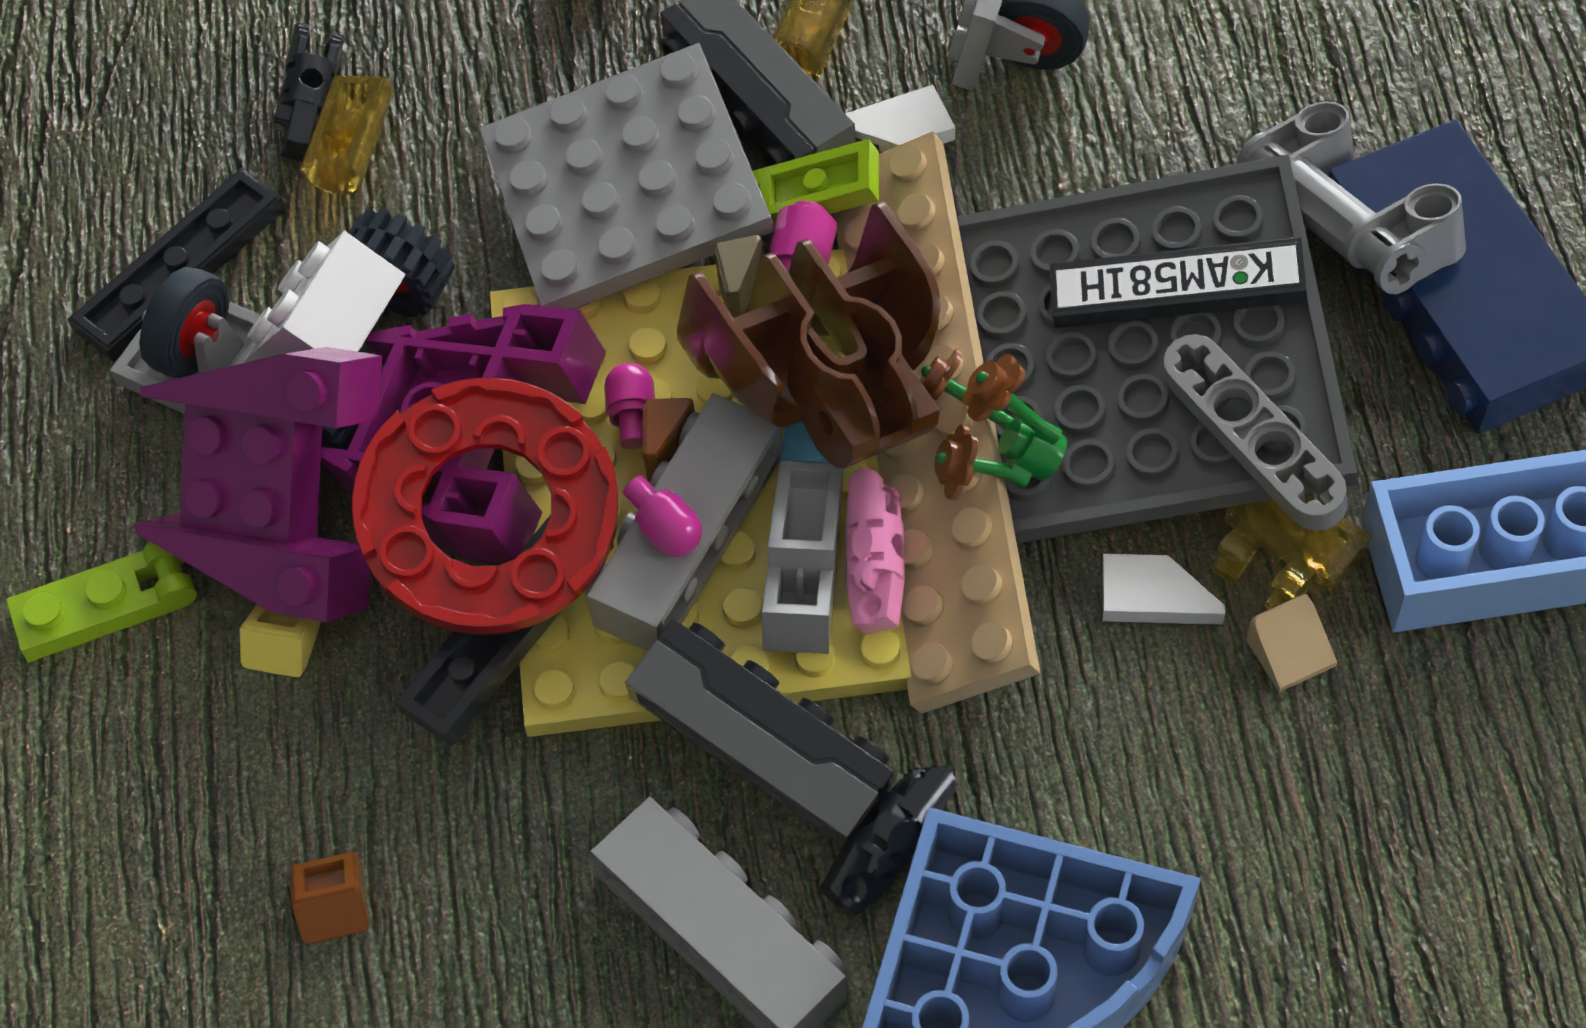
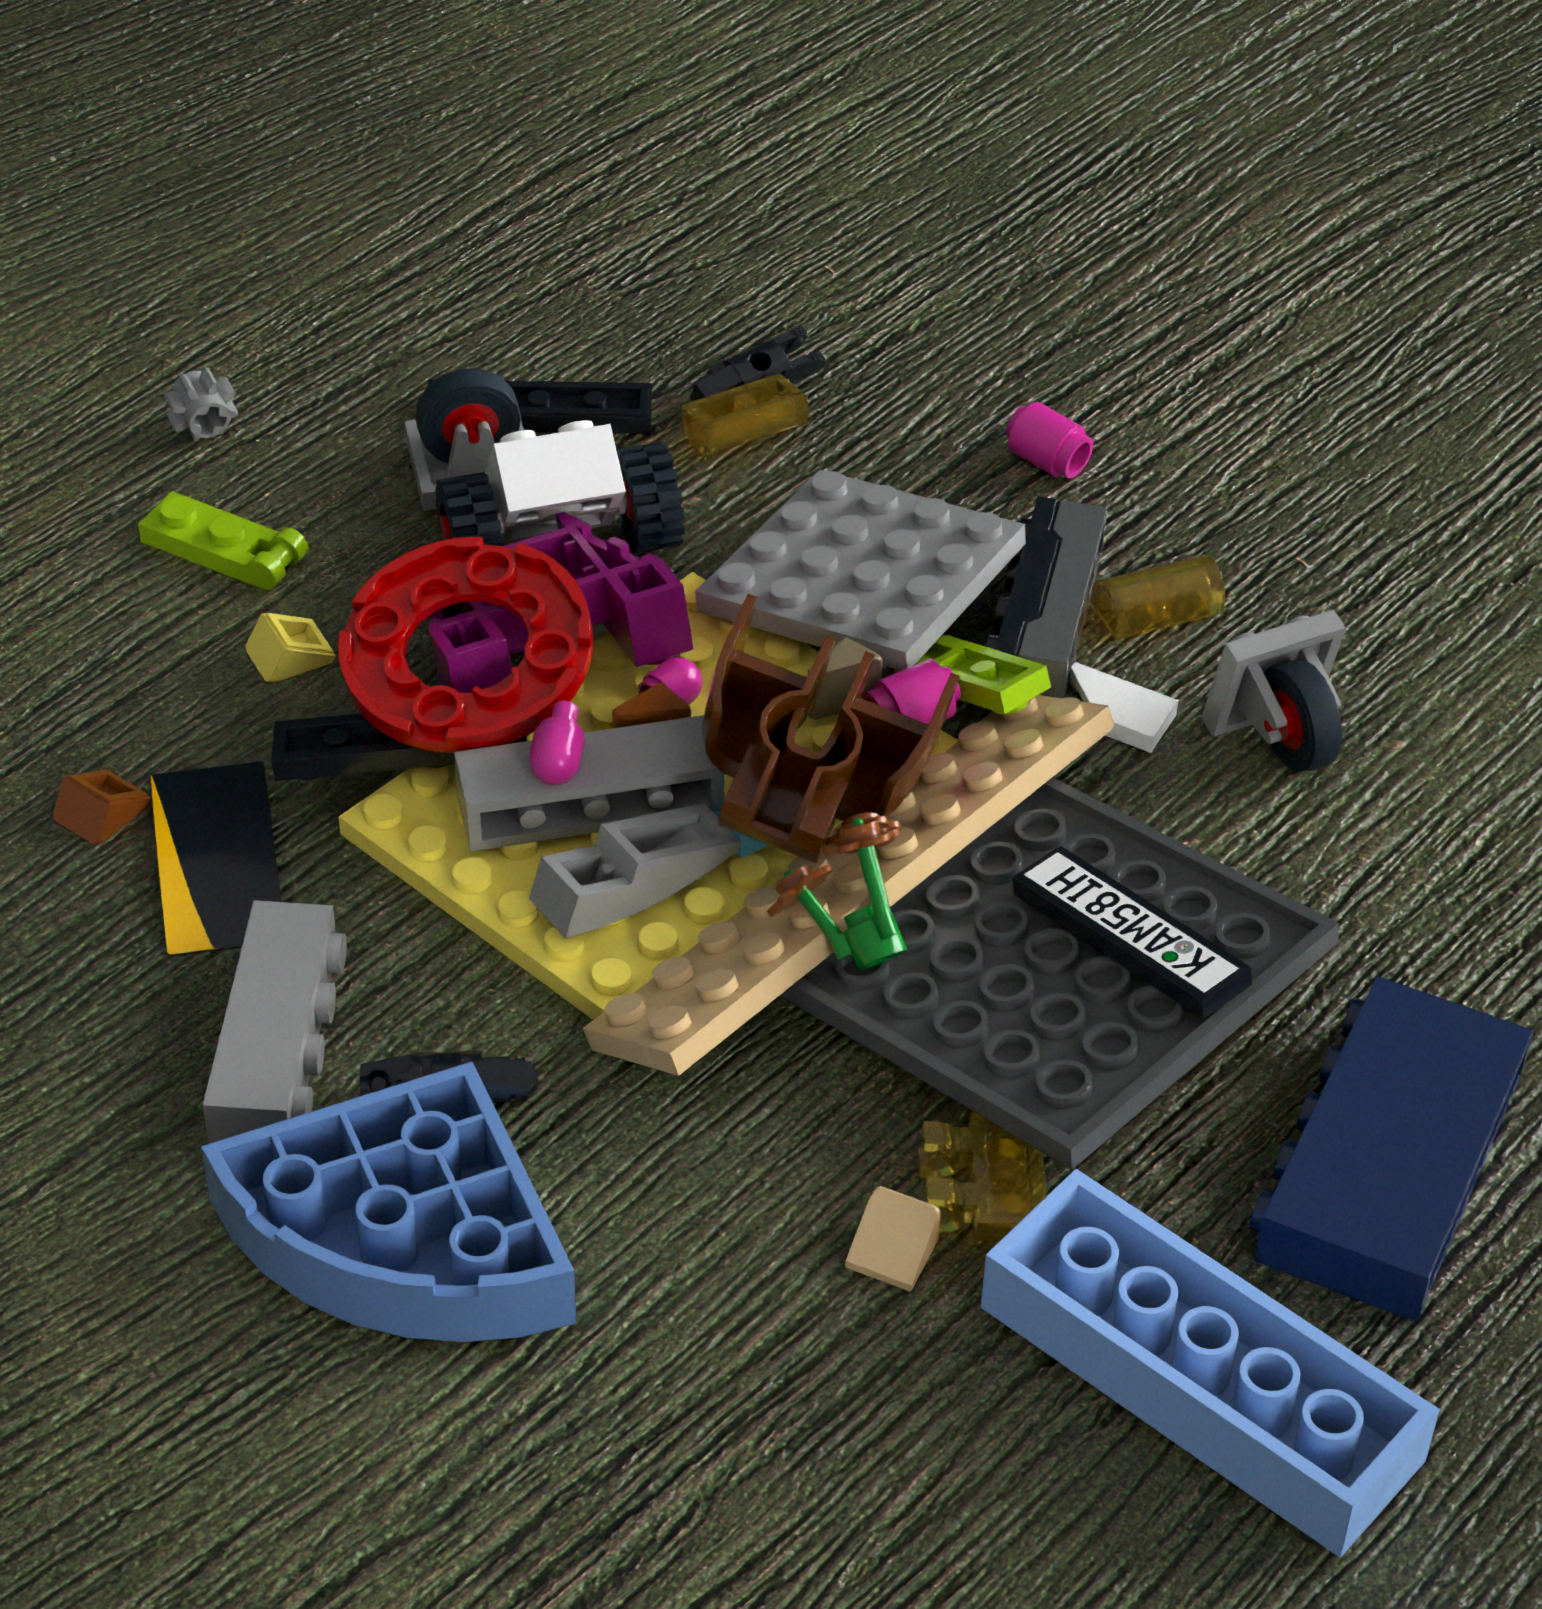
camera: 45 degrees right, 15 degrees down
(257, 477) = (389, 508): magenta wedge -> none
(468, 843) = (213, 853): none -> black sticker
(760, 731) = (454, 933): piece -> none
(874, 552) = (680, 905): bright pink hinge -> none
(1155, 592) = (848, 1121): white tile -> none
(1261, 425) = (1040, 1058): light grey beam -> none
(1405, 238) = (1355, 1049): light grey piece -> none

